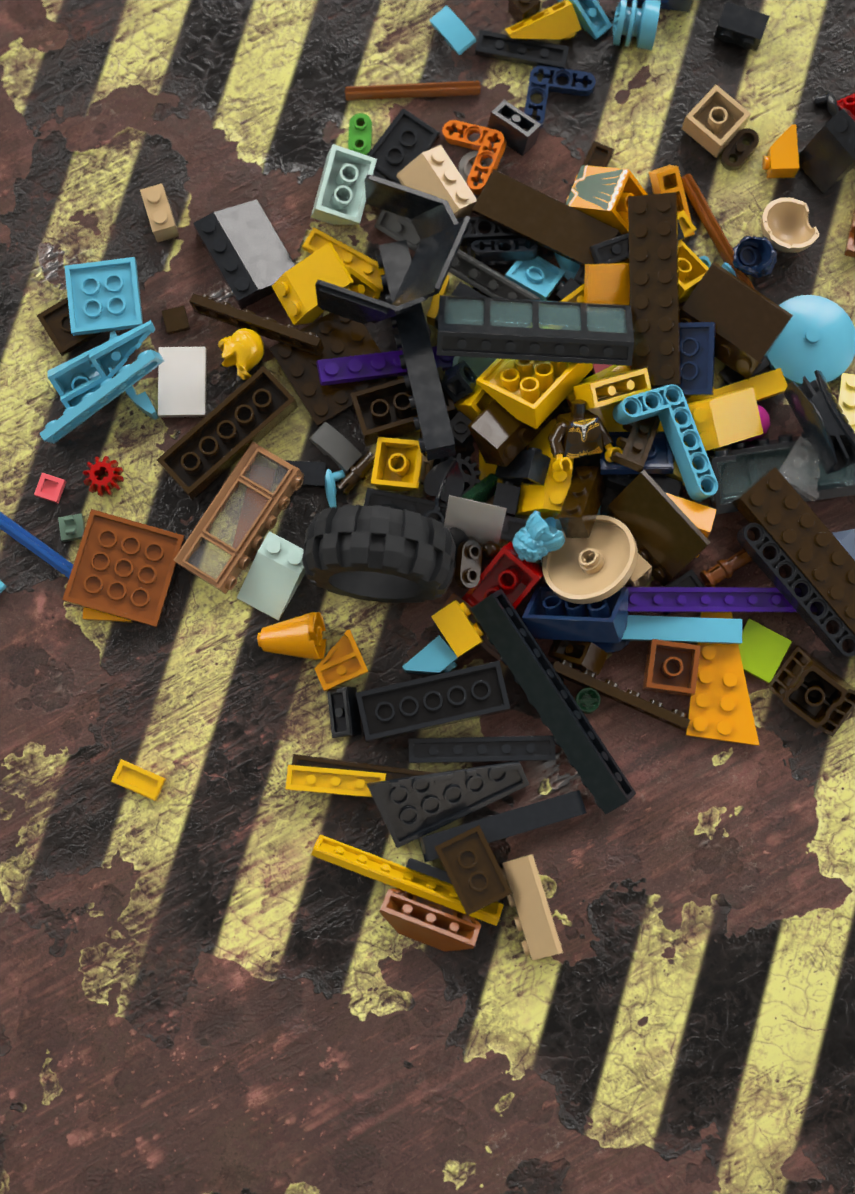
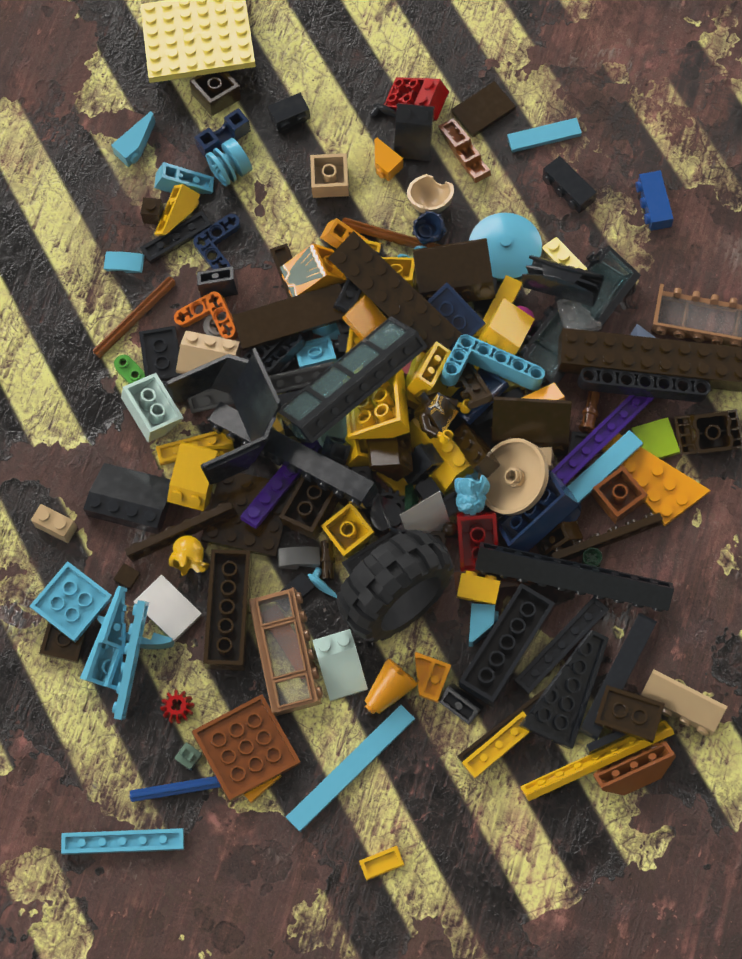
camera: 40 degrees left, 10 degrees down
(50, 488) = (151, 745): coral plate -> none
(195, 673) = (350, 768): none -> medium azure tile
(468, 563) = (449, 546): dark brown plate -> none
(738, 150) = (358, 180): dark brown plate -> none

